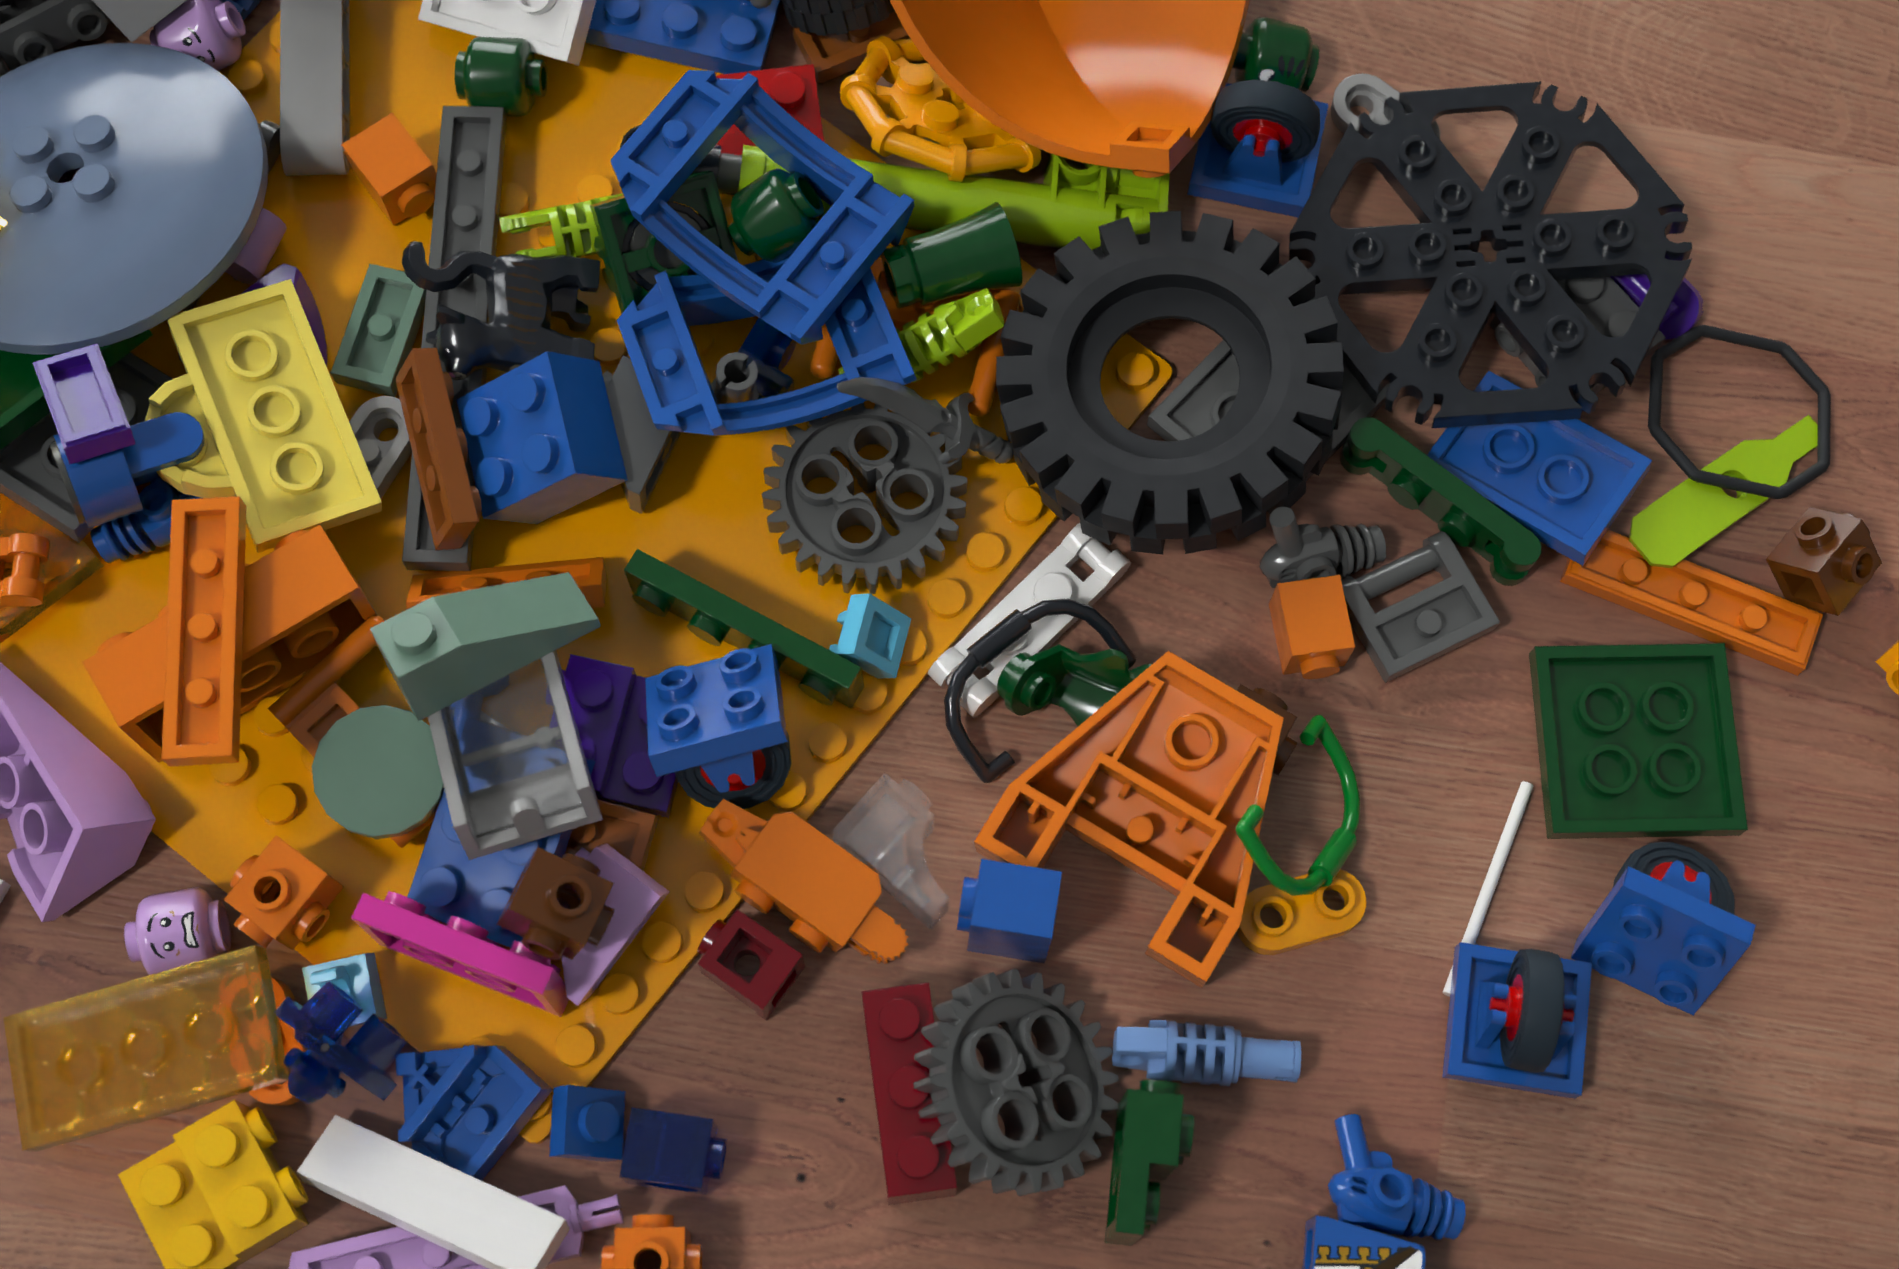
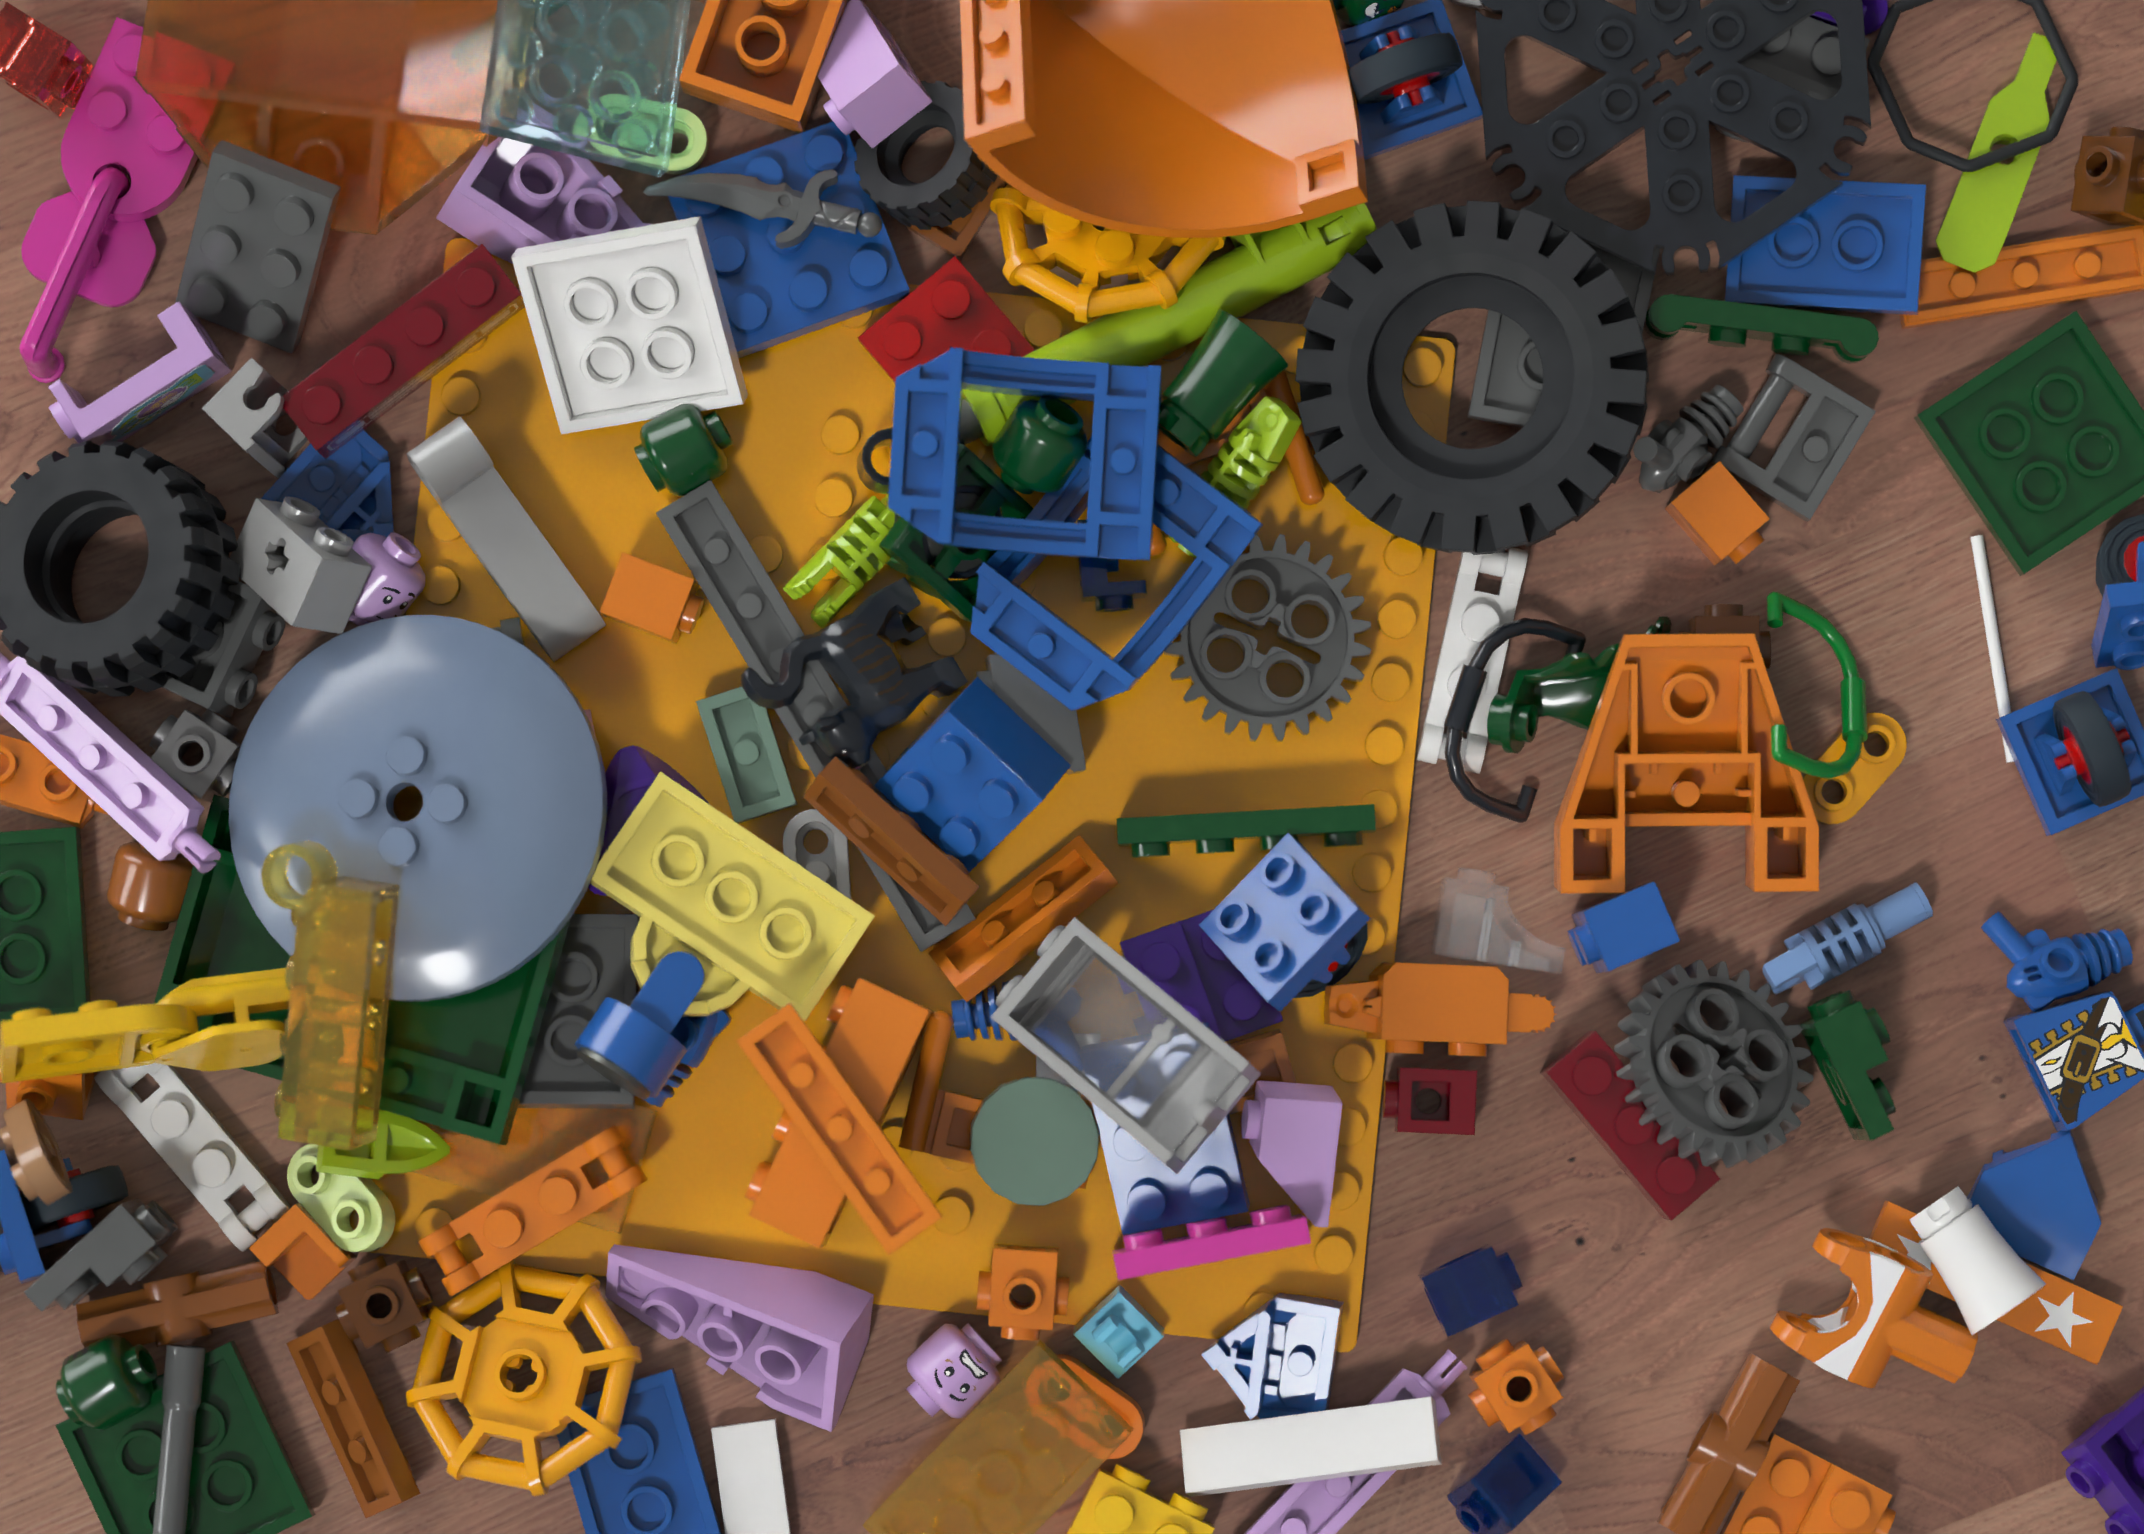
camera: 30 degrees left, 15 degrees up
(84, 403) = (590, 1002): tile -> none
(320, 1029) = (1156, 1376): clear blue hips -> none
(479, 636) = (1073, 991): sand green slope -> none
(558, 905) = (1276, 1166): reddish brown brick -> none
(587, 1123) = (1387, 1309): blue plate -> none
(734, 381) = (1108, 626): dark grey axle -> none
(872, 635) = (1356, 764): medium azure tile -> none
(930, 416) = (1292, 543): dark grey piece -> none

